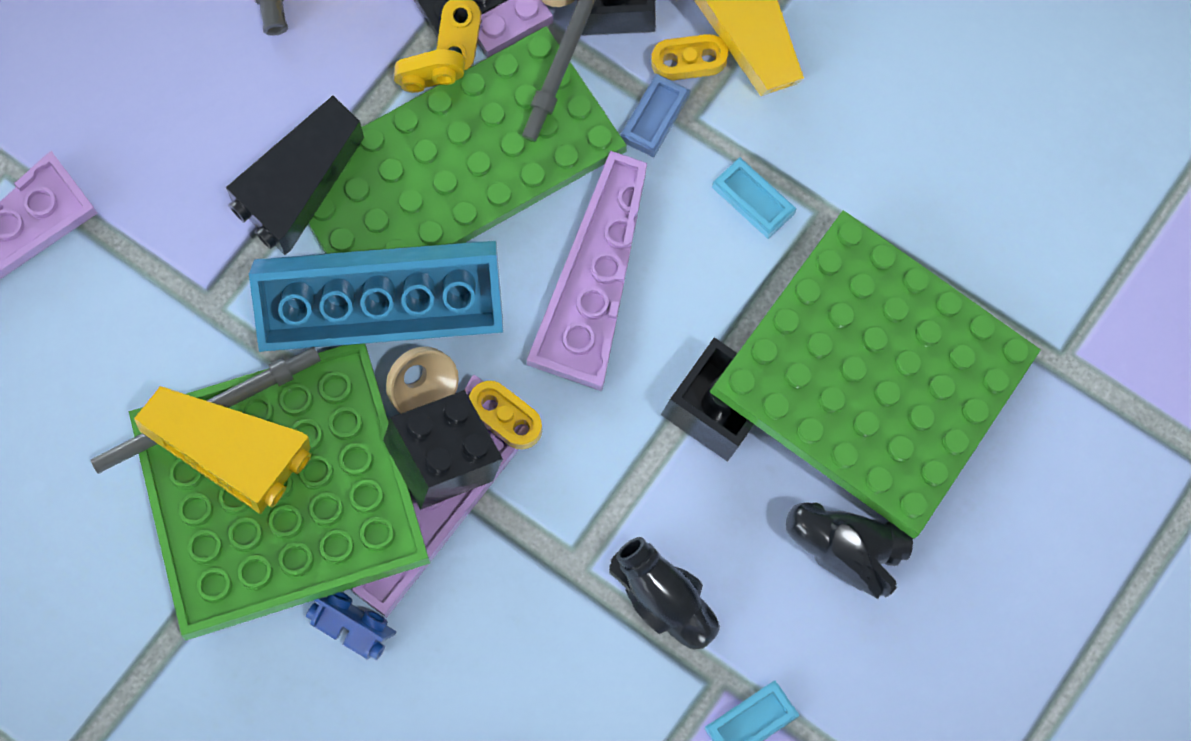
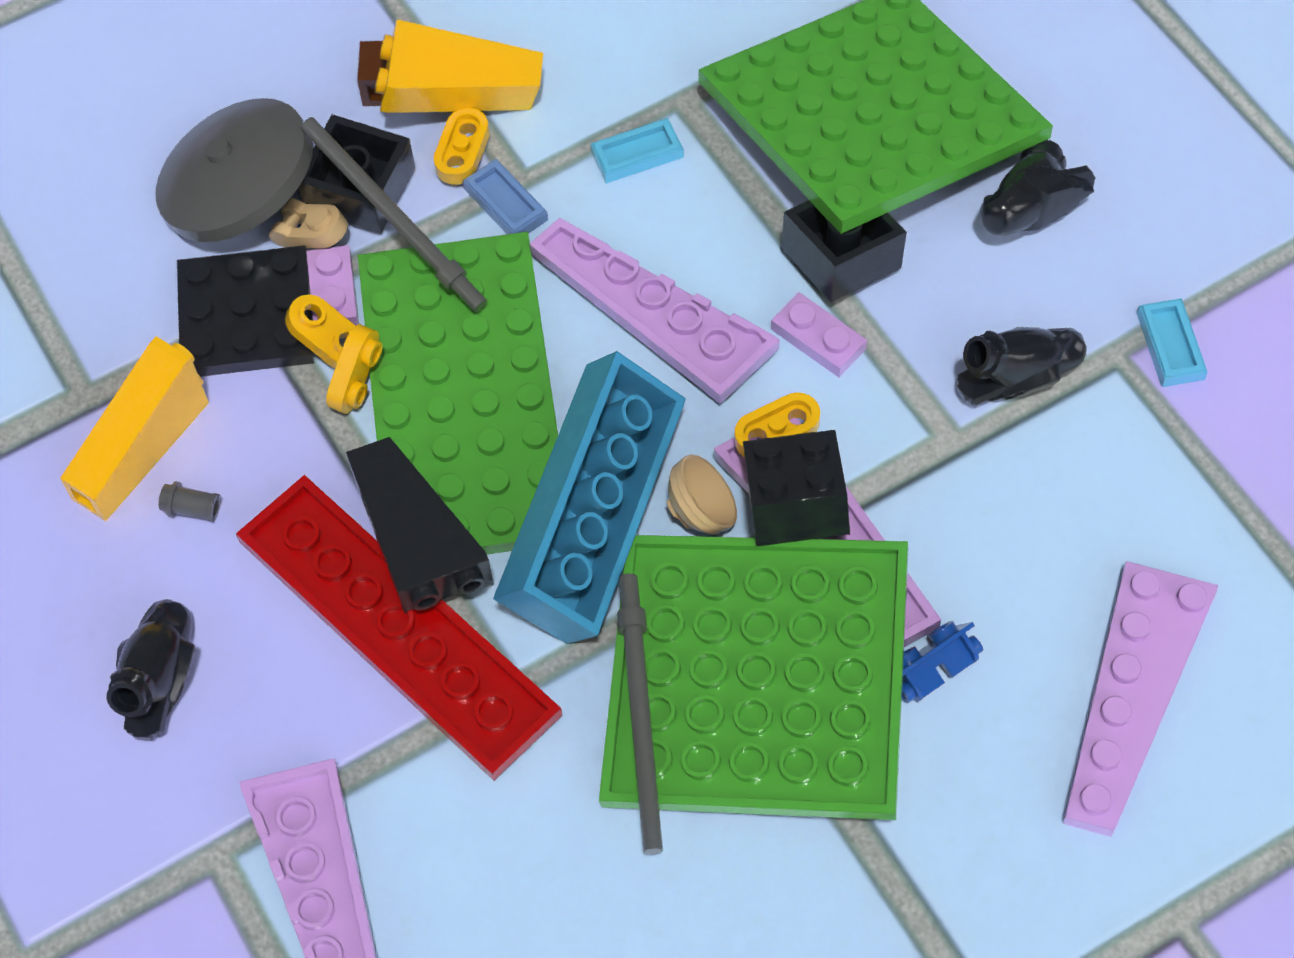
camera: 65 degrees left, 10 degrees down
(116, 48) = (152, 669): none -> black animal
(205, 237) = (423, 654): none -> red plate
(226, 446) = (701, 691): yellow slope -> none
(629, 418) = (819, 334): none -> lavender plate

